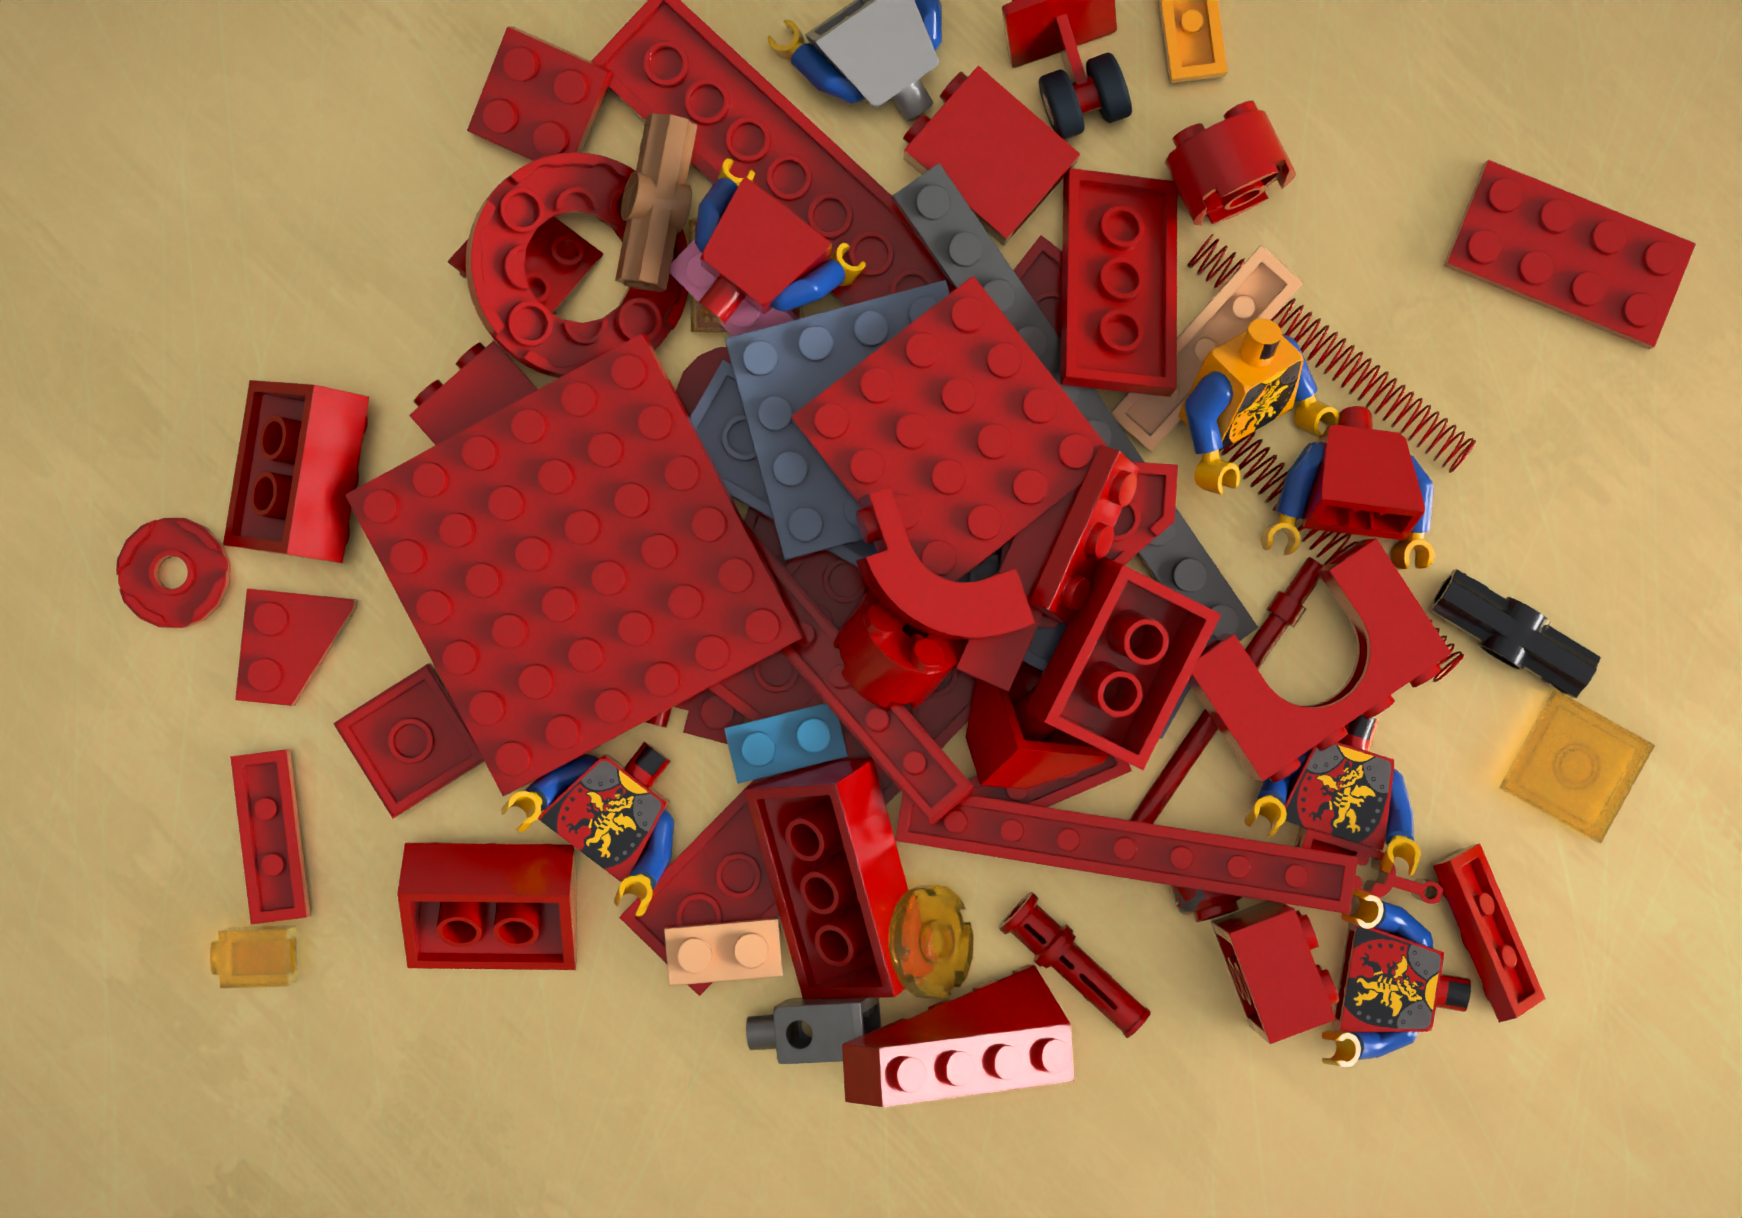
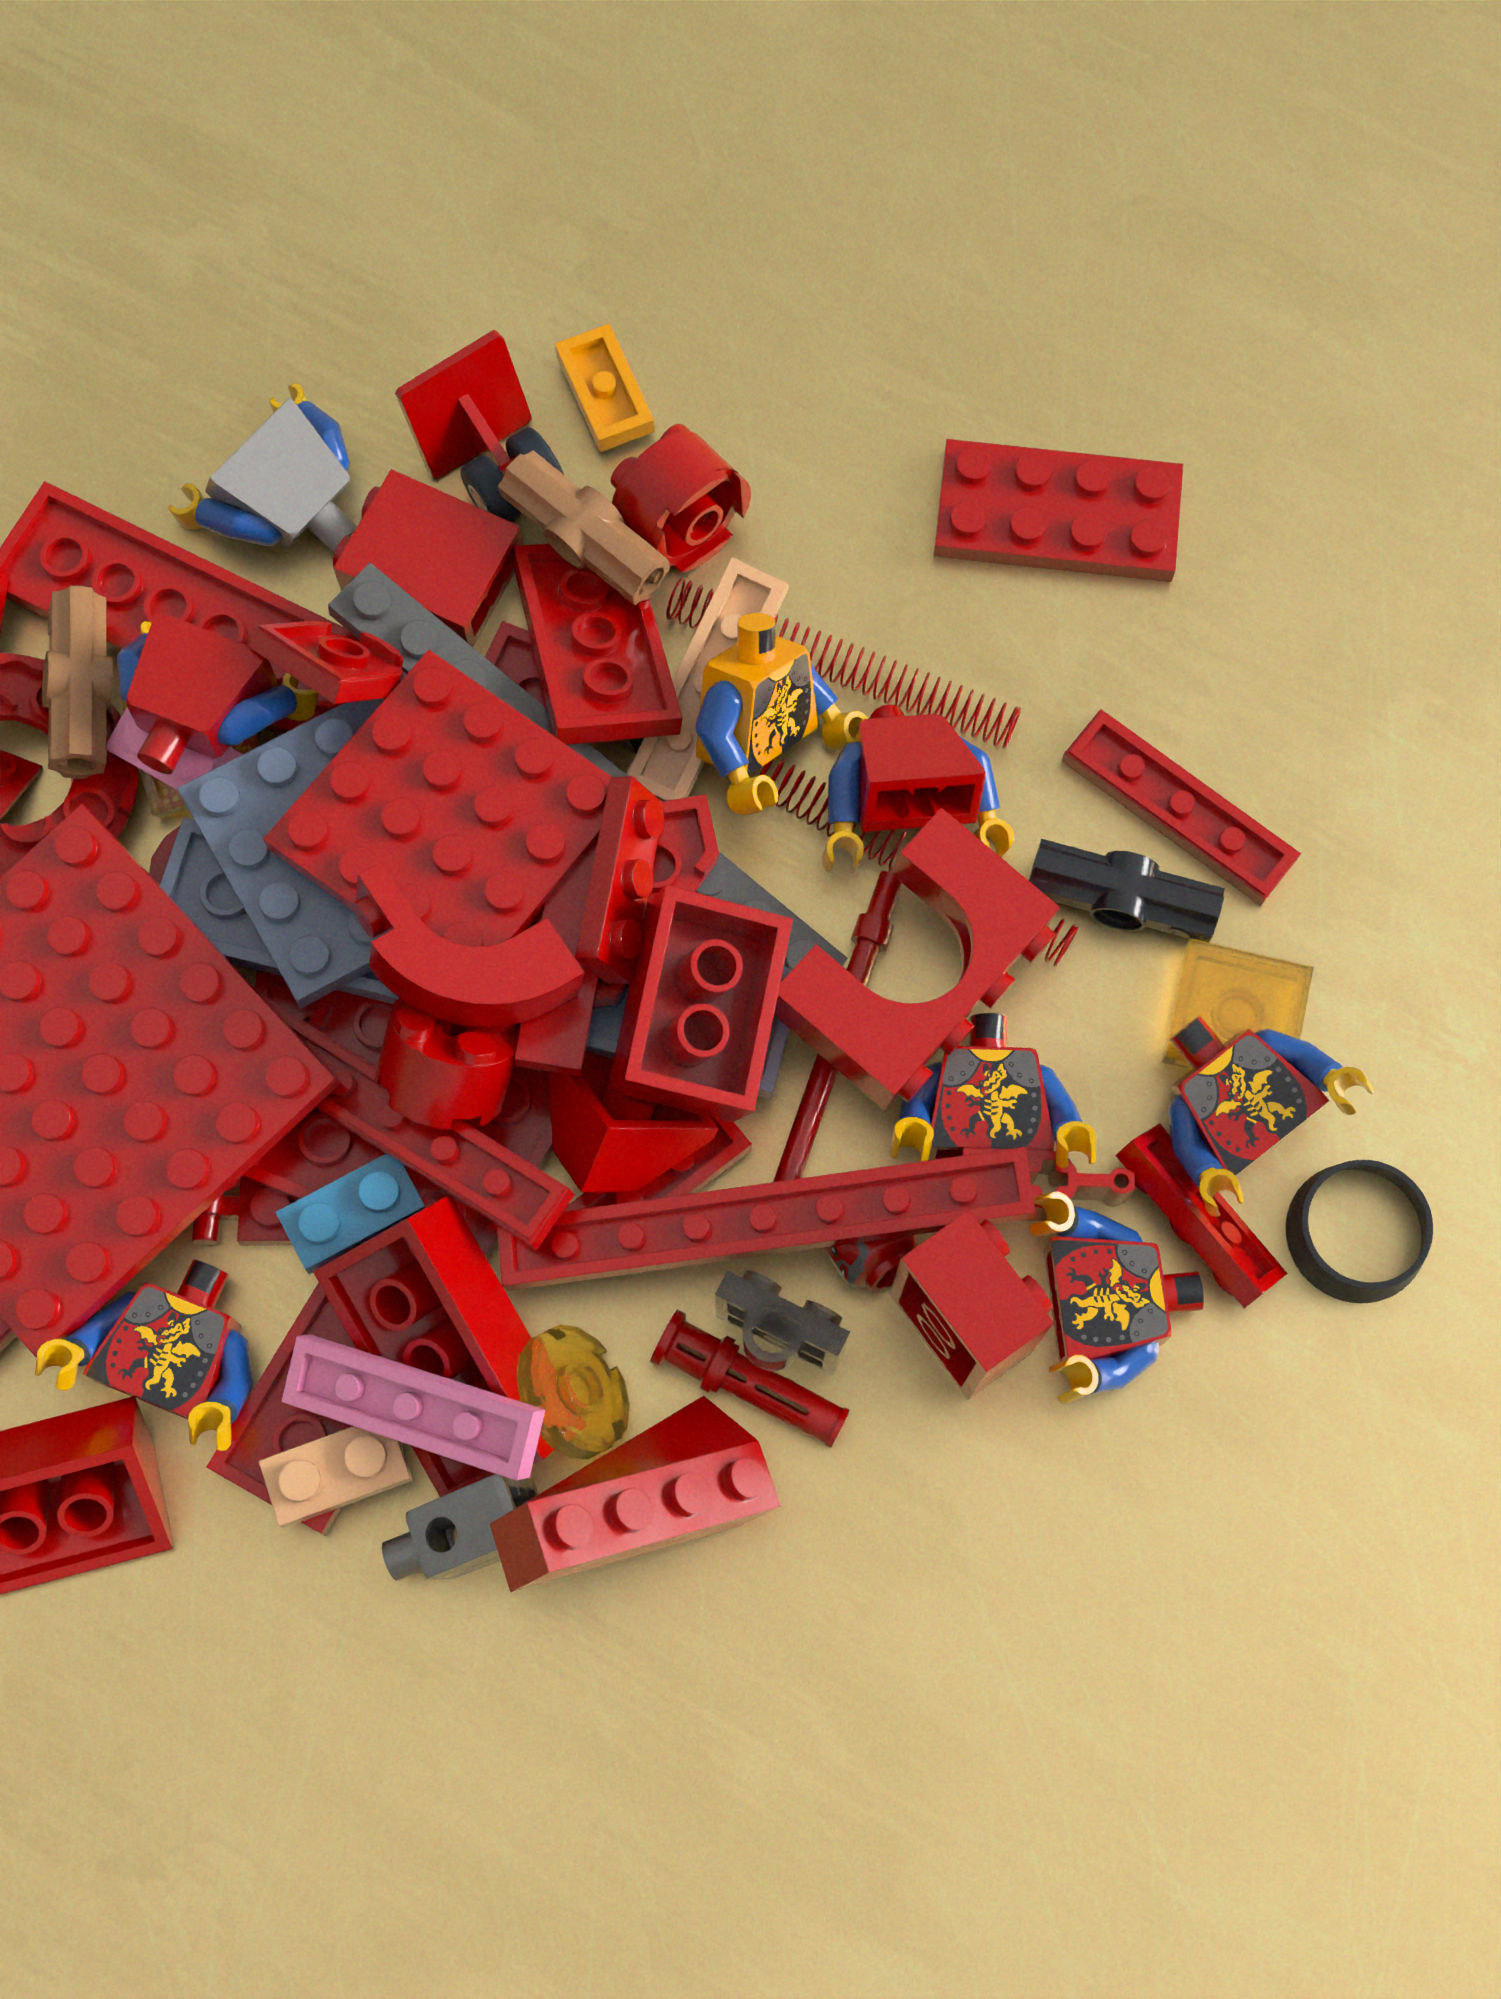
camera: 15 degrees left, 15 degrees down
(800, 926) = (414, 1406): none -> bright pink plate
(888, 264) = (331, 663): none -> red tile
(1134, 946) = (800, 1332): none -> clear smoke plate
(1136, 175) = (583, 527): none -> medium nougat piece
(1556, 851) = (1246, 1100): none -> torso
(1567, 961) = (1318, 1271): none -> black tyre
(1588, 566) = (1180, 807): none -> red tile

